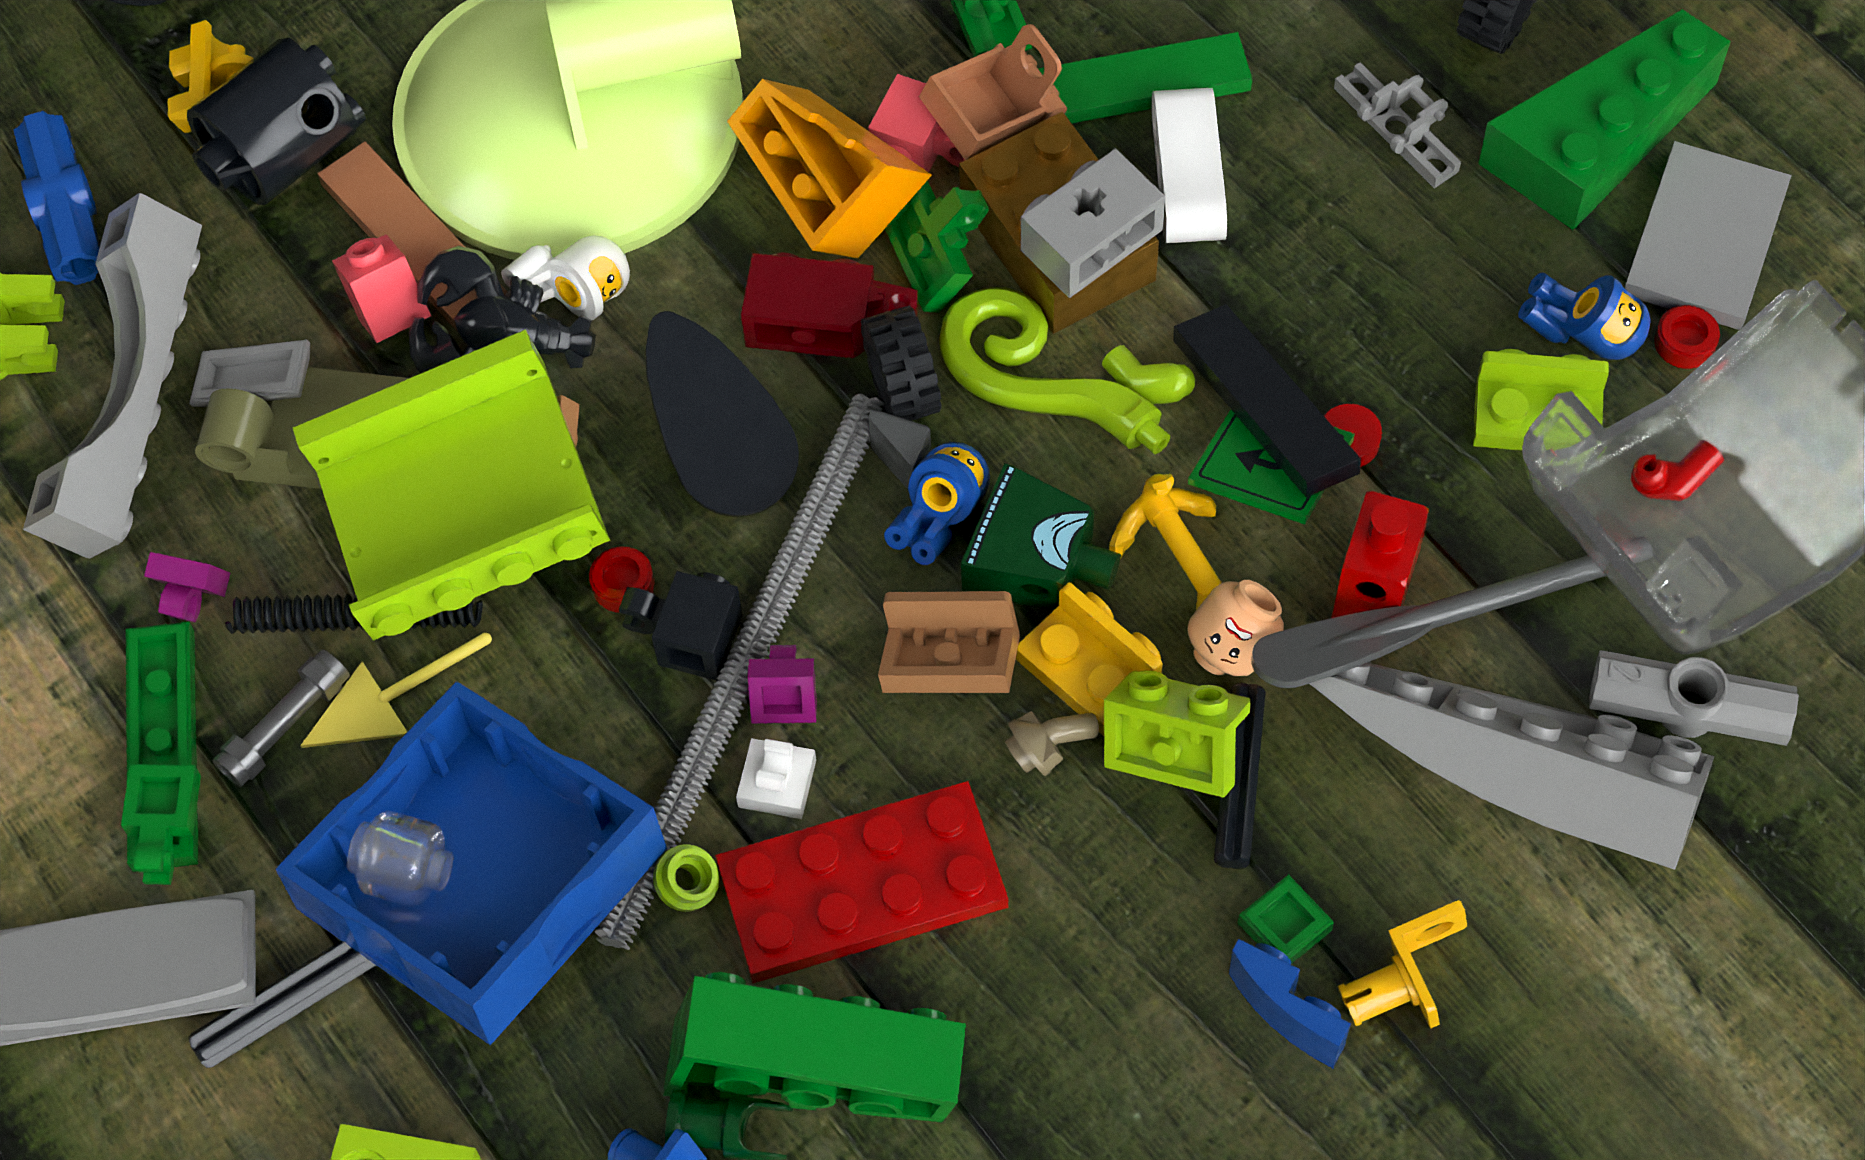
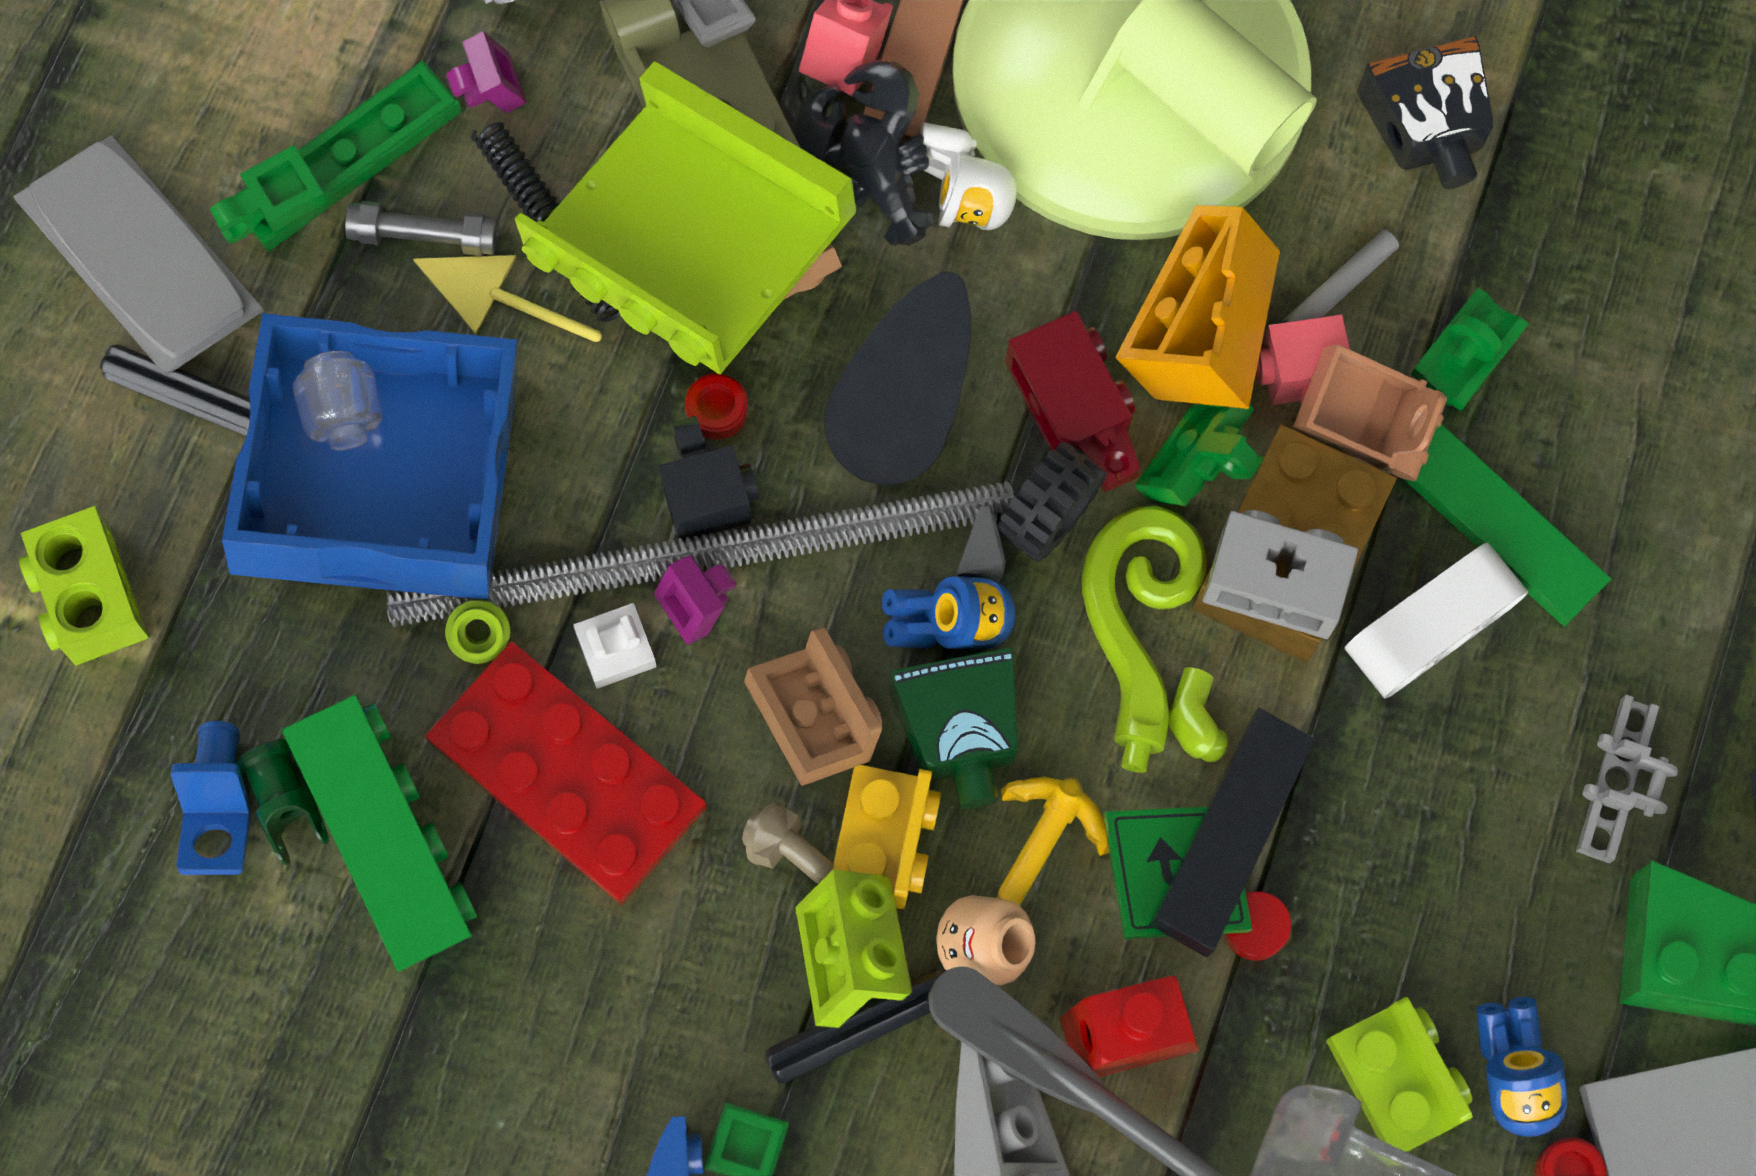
camera: 50 degrees right, 10 degrees up
(860, 66) = (1346, 278): none -> light grey piece

